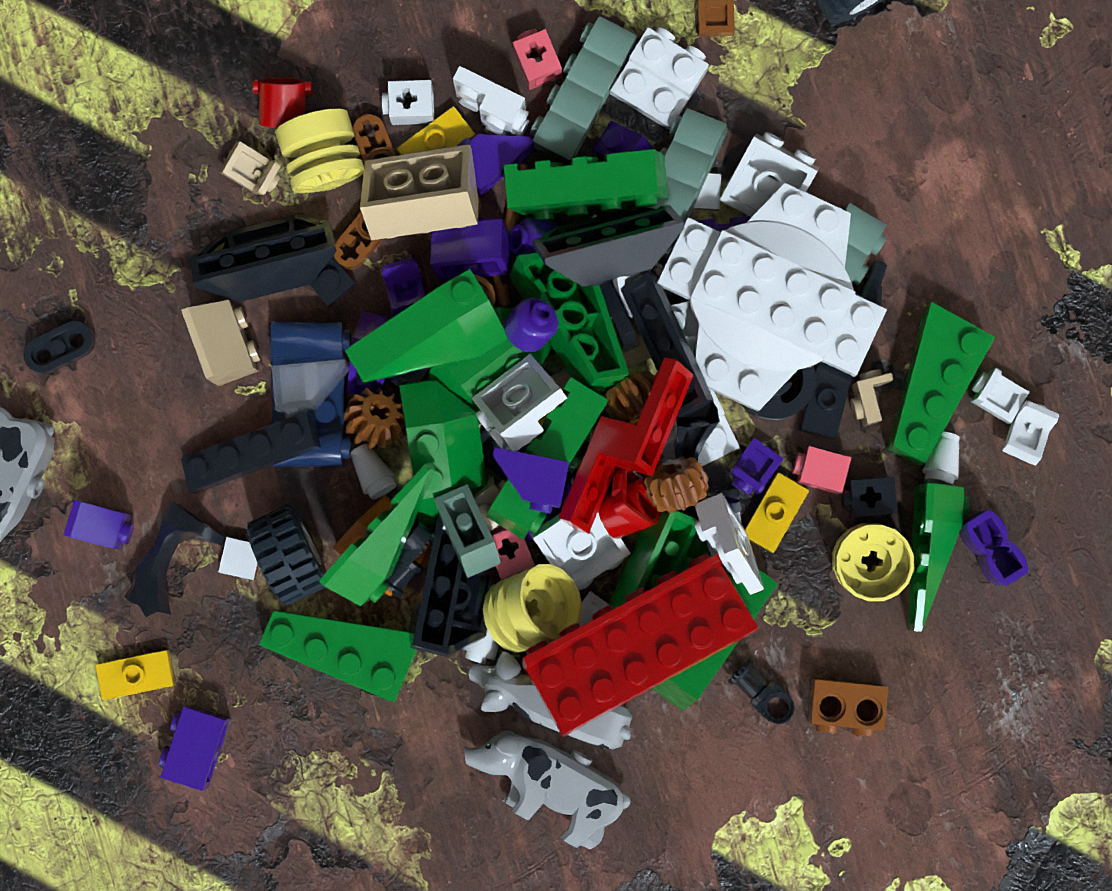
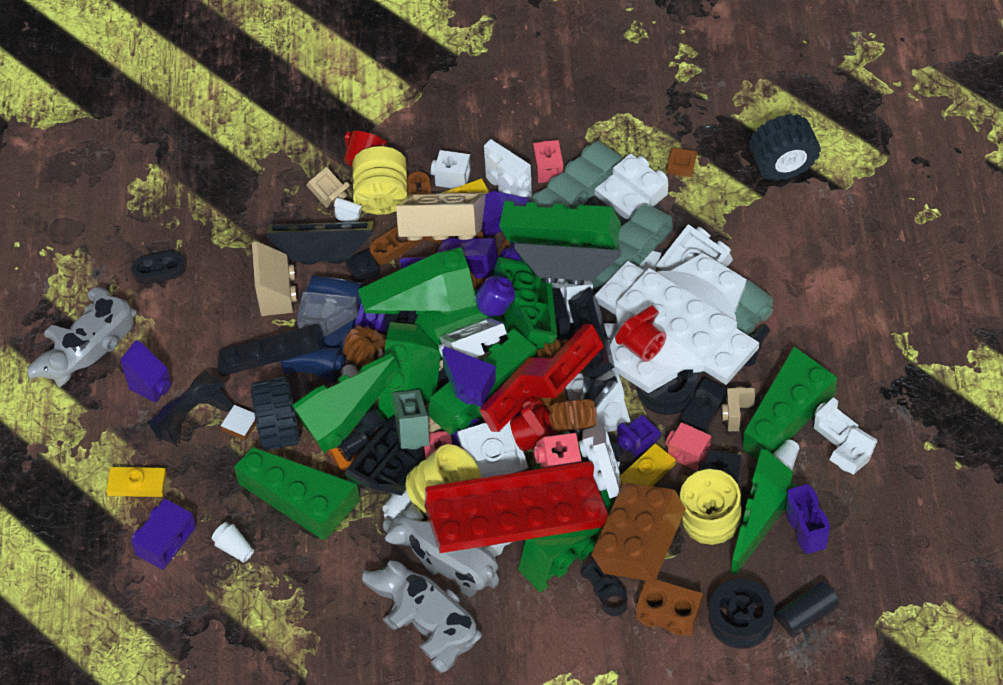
camera: 15 degrees right, 30 degrees down
(285, 737) = (232, 542): none -> white cone
(286, 203) = (346, 210): none -> white plate
(671, 548) = (565, 444): none -> coral brick
(740, 348) = (641, 335): none -> red piece
(798, 637) = (638, 531): none -> dark orange brick
(957, 713) = (746, 629): none -> black wheel
(1011, 663) = (807, 609): none -> black brick

